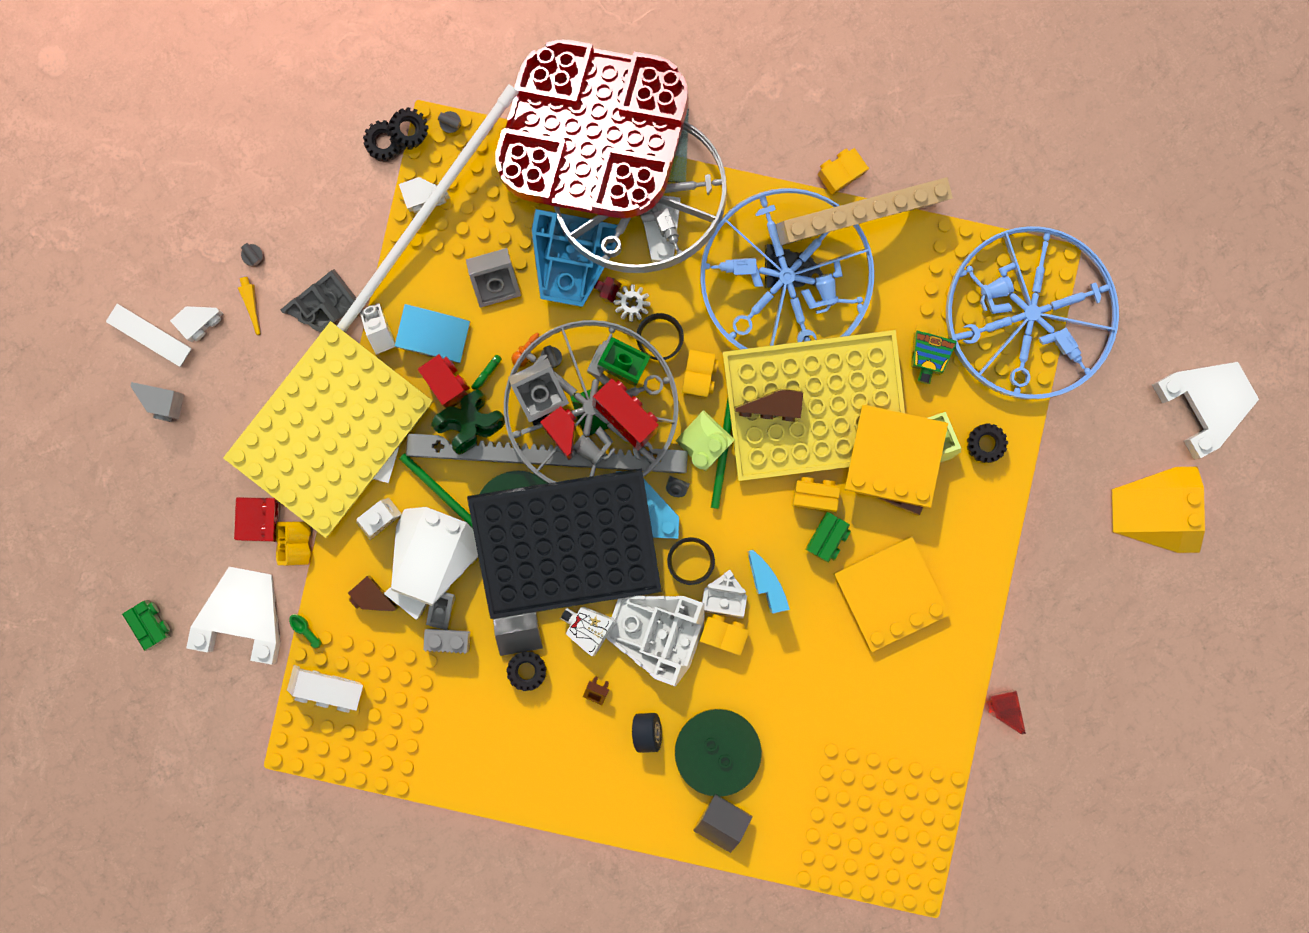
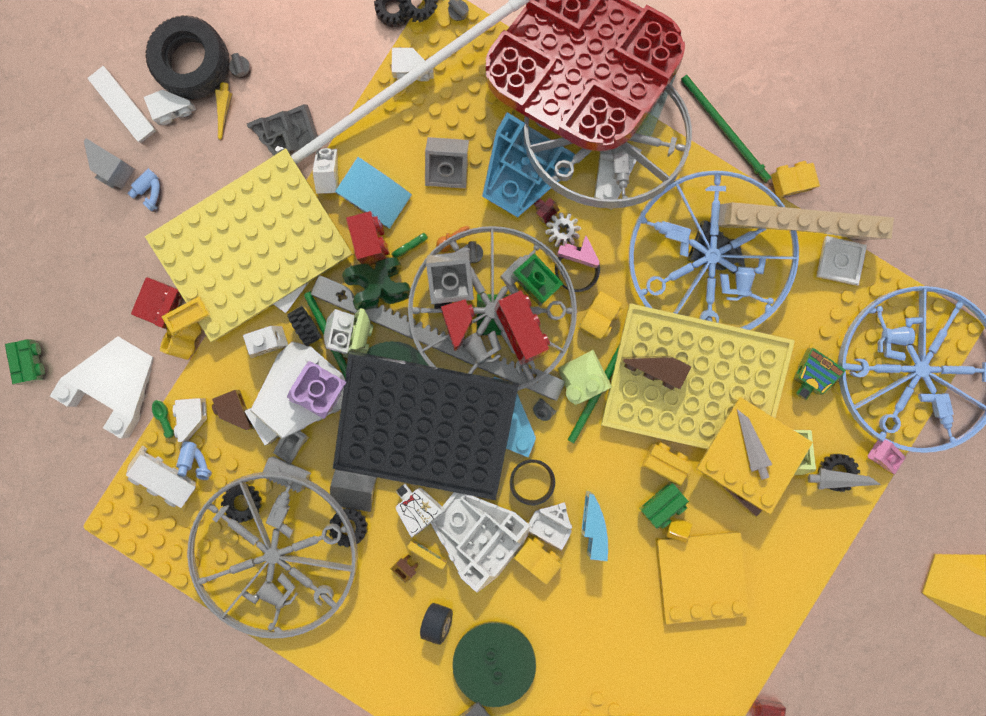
camera: 20 degrees right, 0 degrees up
(174, 249) = (169, 38): none -> black tyre
(198, 407) = (142, 184): none -> light blue plant
(293, 520) = (186, 315): none -> yellow tile
(331, 618) = (189, 416): none -> white slope
(342, 657) = (187, 454): none -> light blue plant
(399, 685) = (232, 512): none -> black tyre
(412, 489) = (304, 326): none -> black tyre
(448, 481) = (338, 331): none -> white slope
(448, 545) = (316, 389): none -> lavender piece
(467, 477) = (360, 333): none -> yellowish green slope
(471, 761) = (268, 591): none -> light grey piece
(613, 669) = (427, 554): none -> yellow tile
(662, 322) = (584, 256): none -> bright pink slope
(803, 171) = (758, 168): none -> green bar
(851, 556) = (679, 530): none -> yellow slope
(895, 452) = (756, 453): none -> light grey bar
(916, 234) = (841, 260): none -> white tile
(983, 451) = (837, 479): none -> light grey bar
(1029, 410) = (887, 456): none -> bright pink slope

